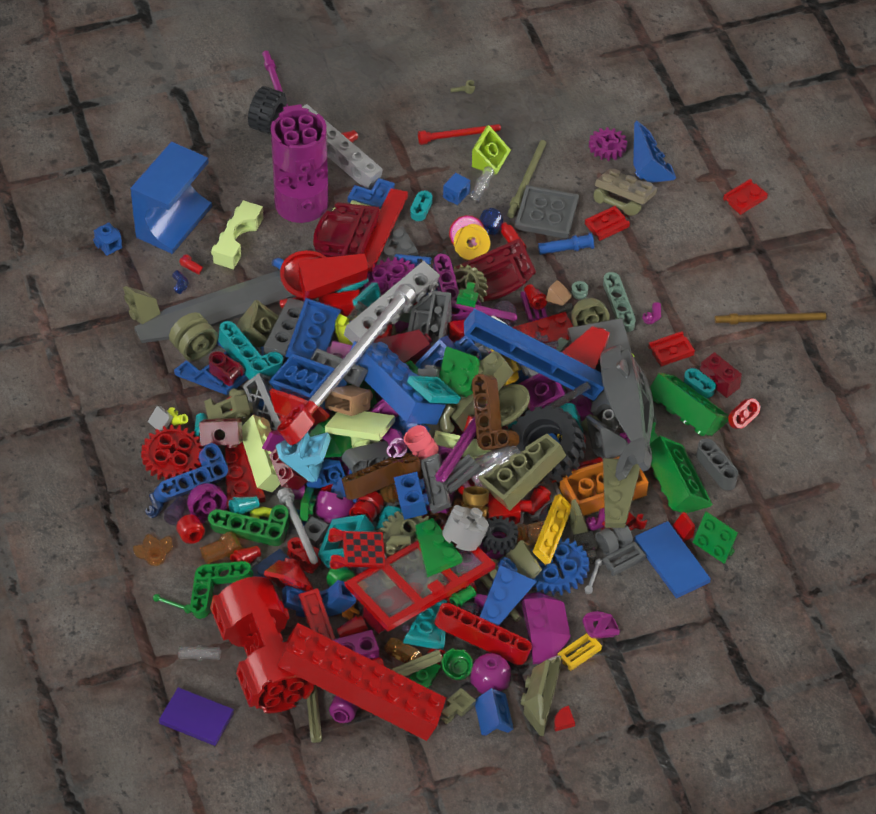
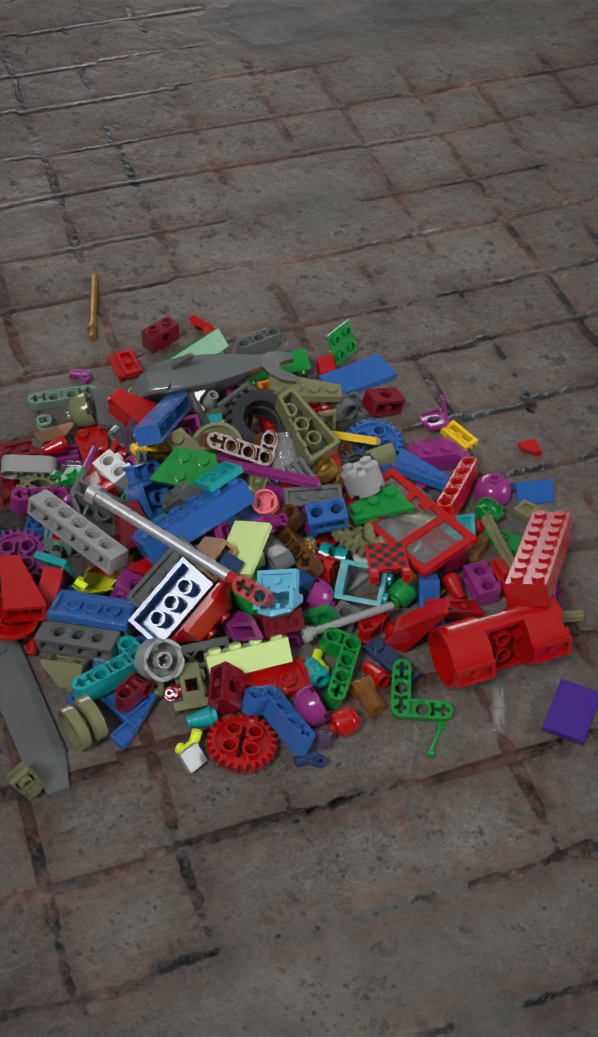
camera: 90 degrees left, 5 degrees down
(153, 548) = (366, 758): clear orange plate -> none
(245, 376) = (159, 648): none -> light grey brick
(333, 409) = (231, 562): none -> dark blue tile
(496, 274) = (20, 466): none -> light grey beam
(540, 693) = (510, 453): olive wedge -> none
(621, 586) = (383, 401): none -> dark red brick
(700, 382) = (163, 350): teal beam -> none

